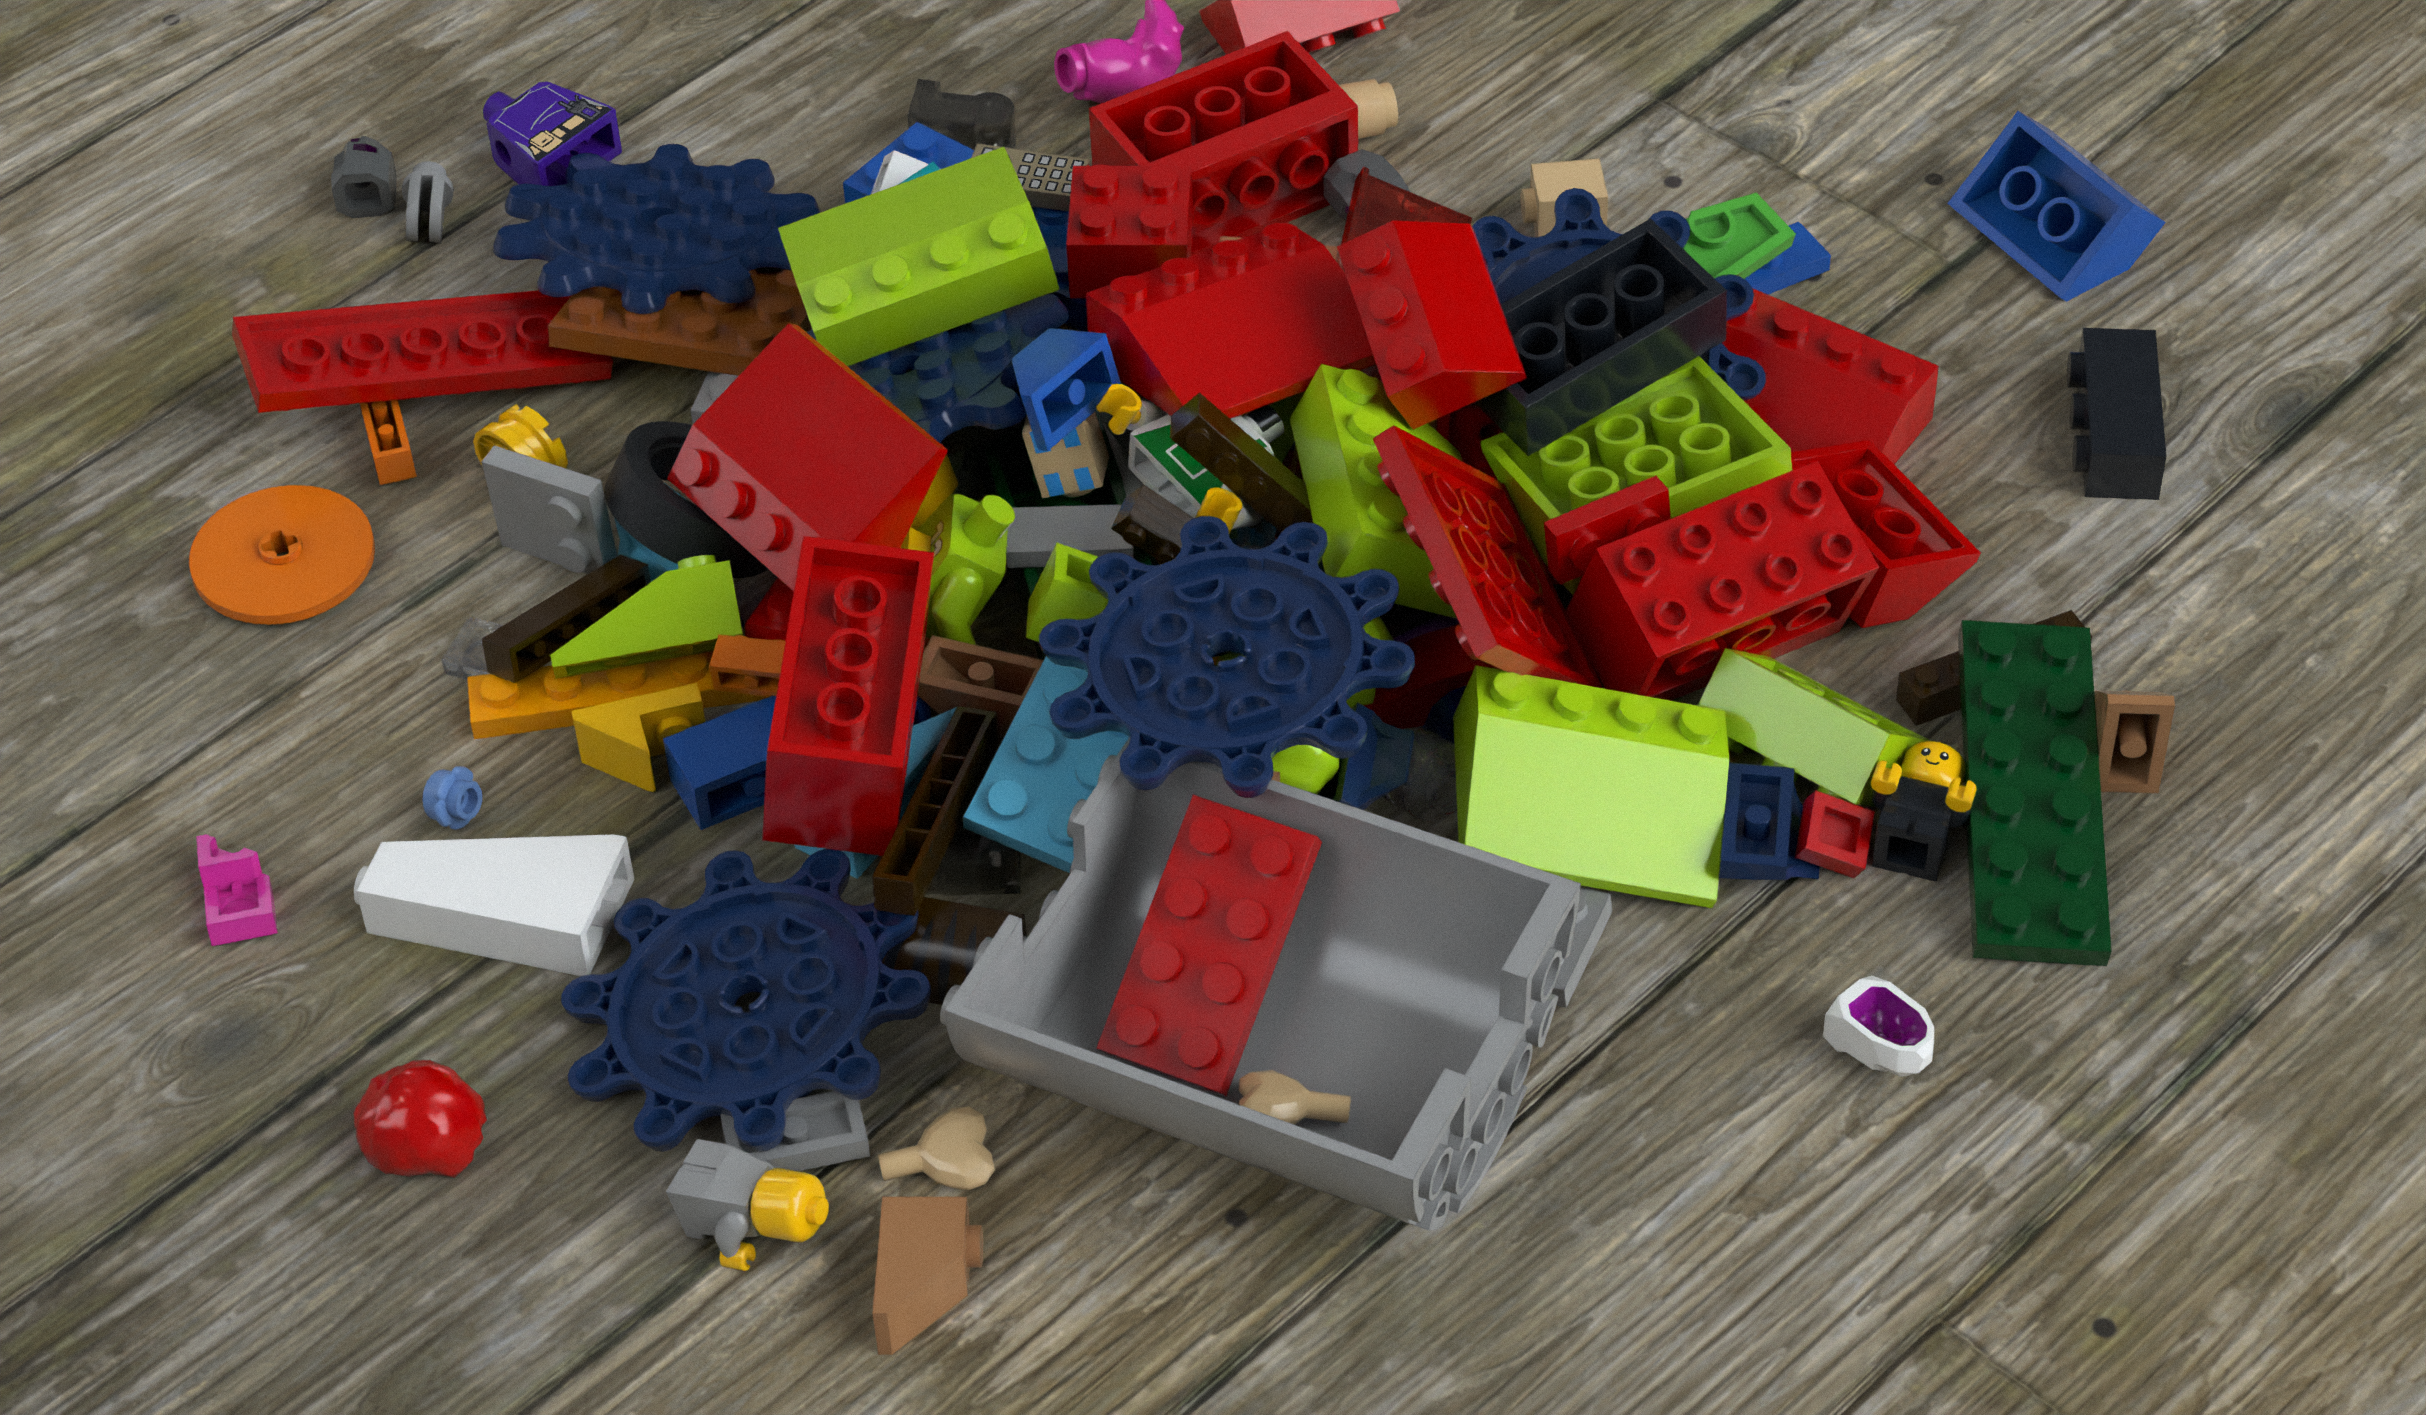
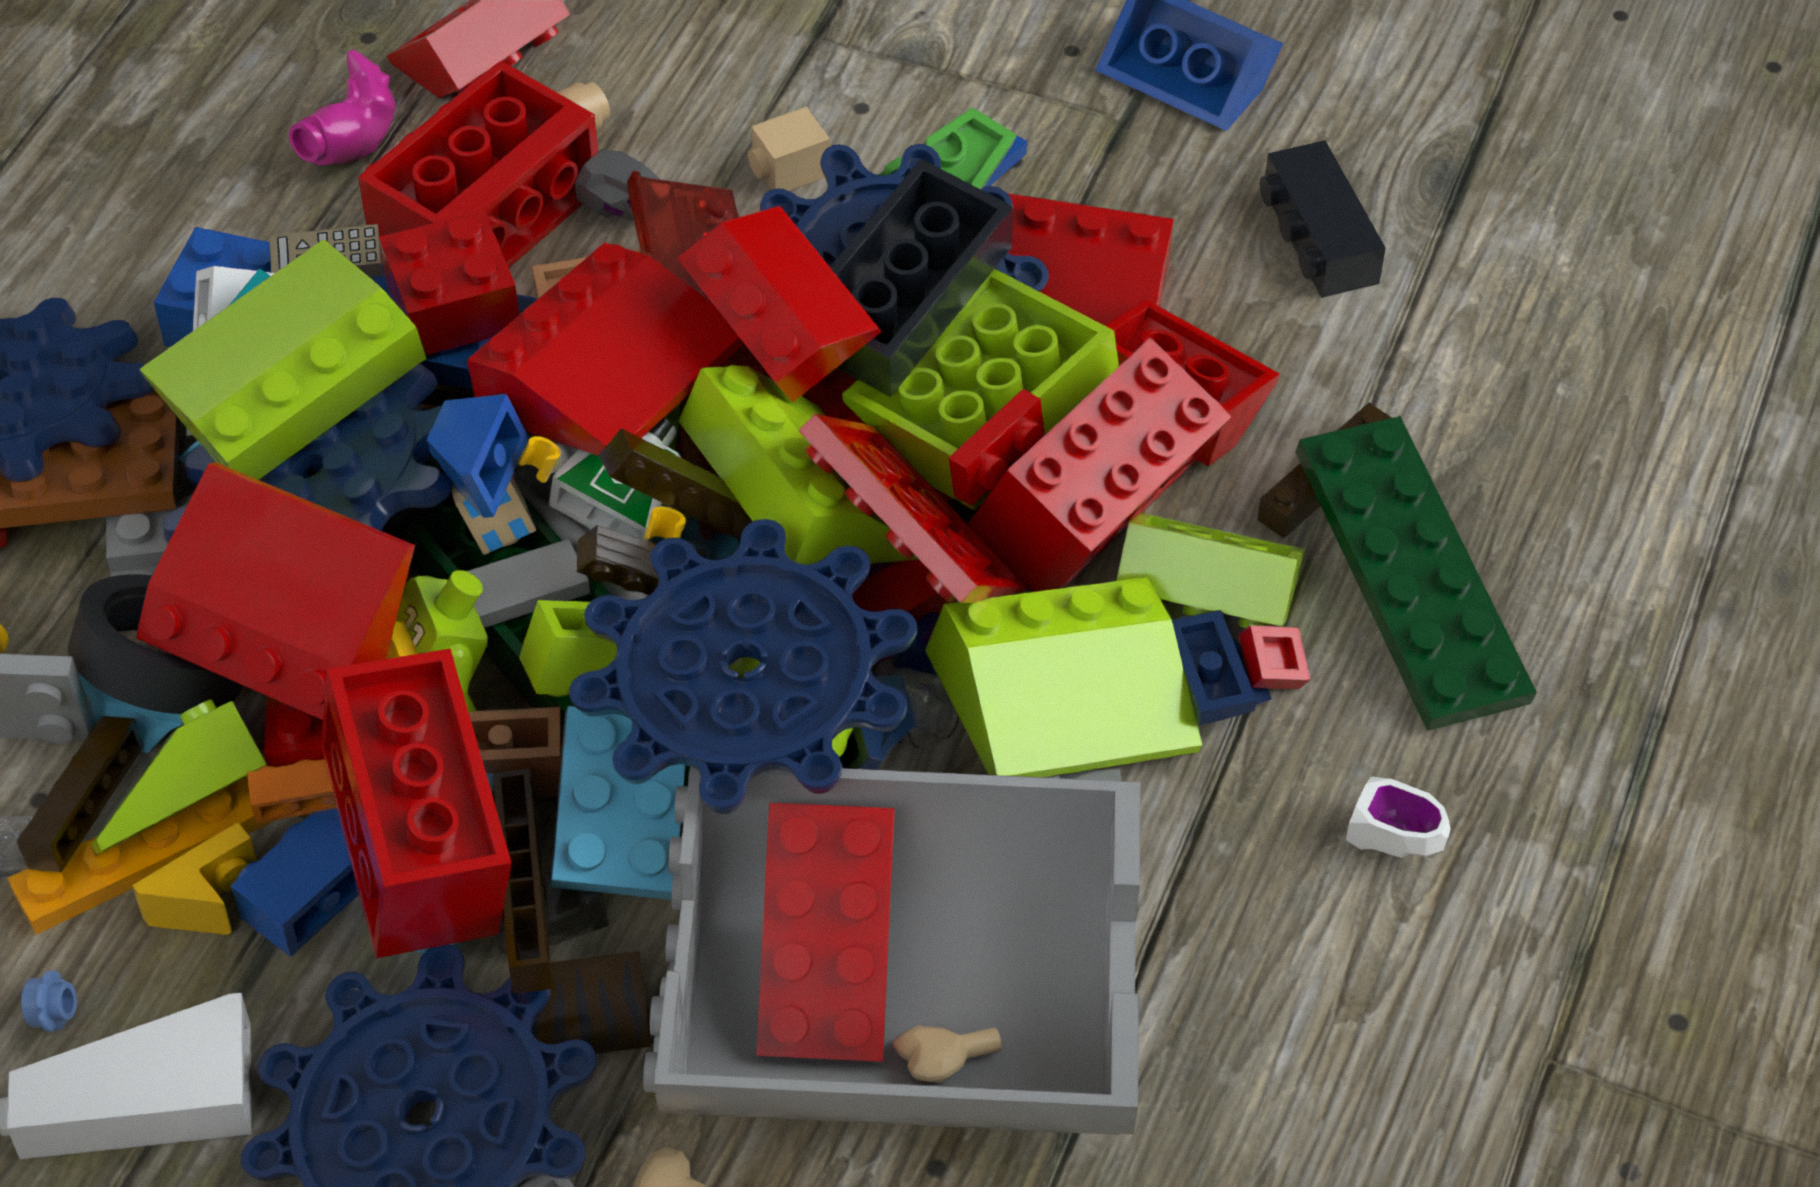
camera: 25 degrees left, 5 degrees up
(964, 118) = (241, 210): clear smoke leg -> none
(1919, 807) = (1334, 613): black piece -> none
(2132, 739) = (1475, 496): medium nougat slope -> none

